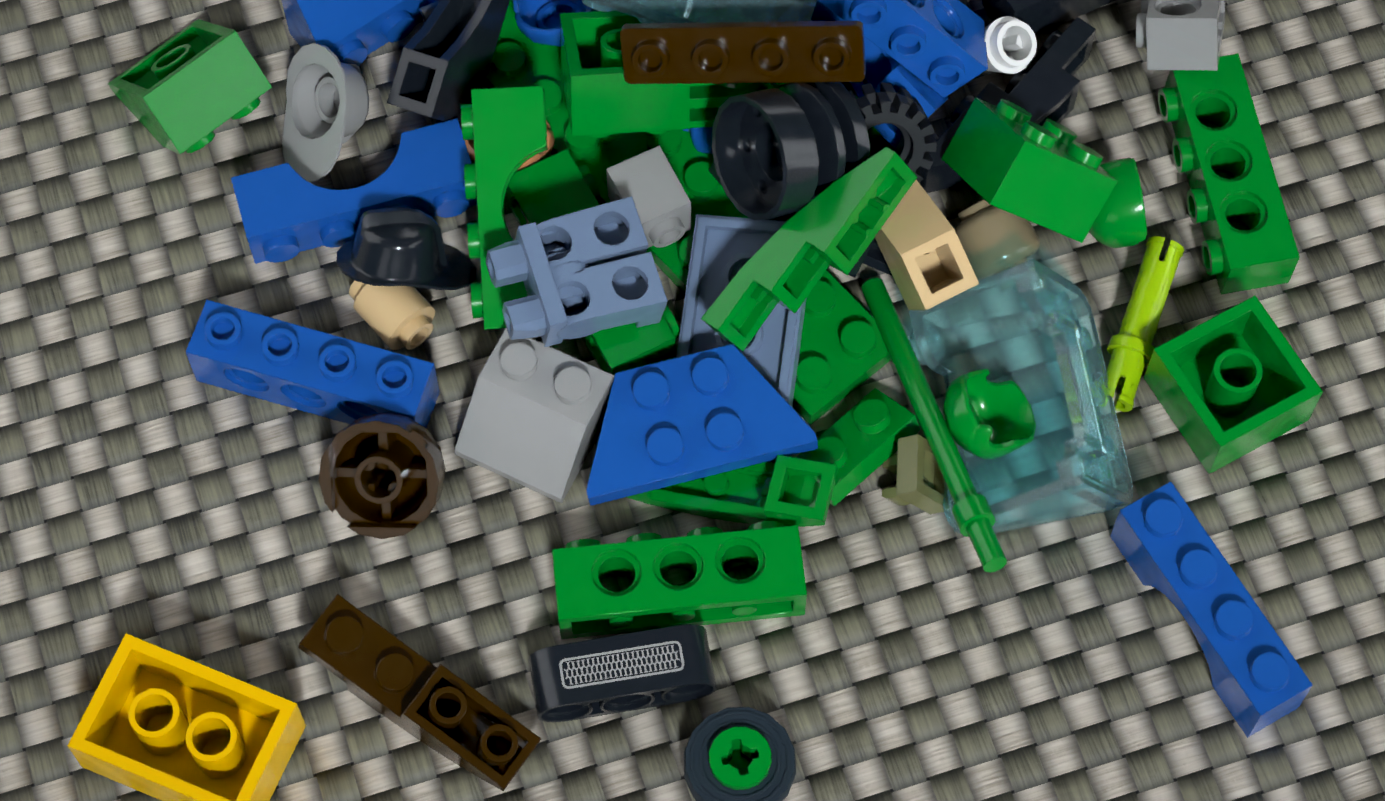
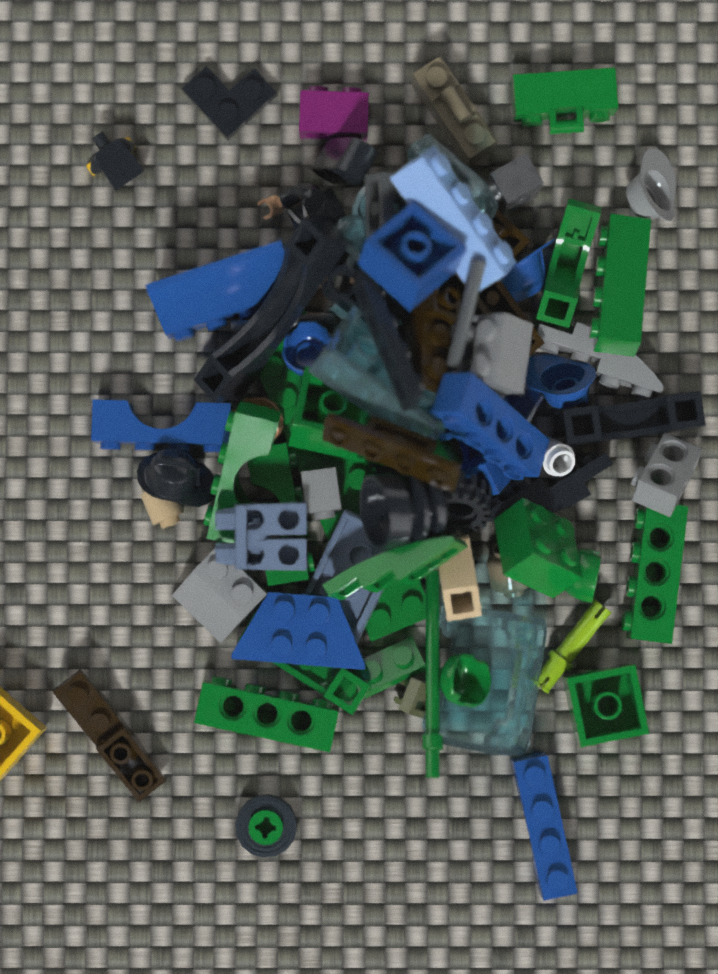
camera: 15 degrees right, 20 degrees up
(192, 86) = (87, 324): green slope -> none
(307, 367) = (106, 529): blue brick -> none
(322, 110) = (157, 366): light grey piece -> none
(382, 475) = (126, 608): dark brown cylinder -> none
(622, 673) = (220, 756): black beam -> none

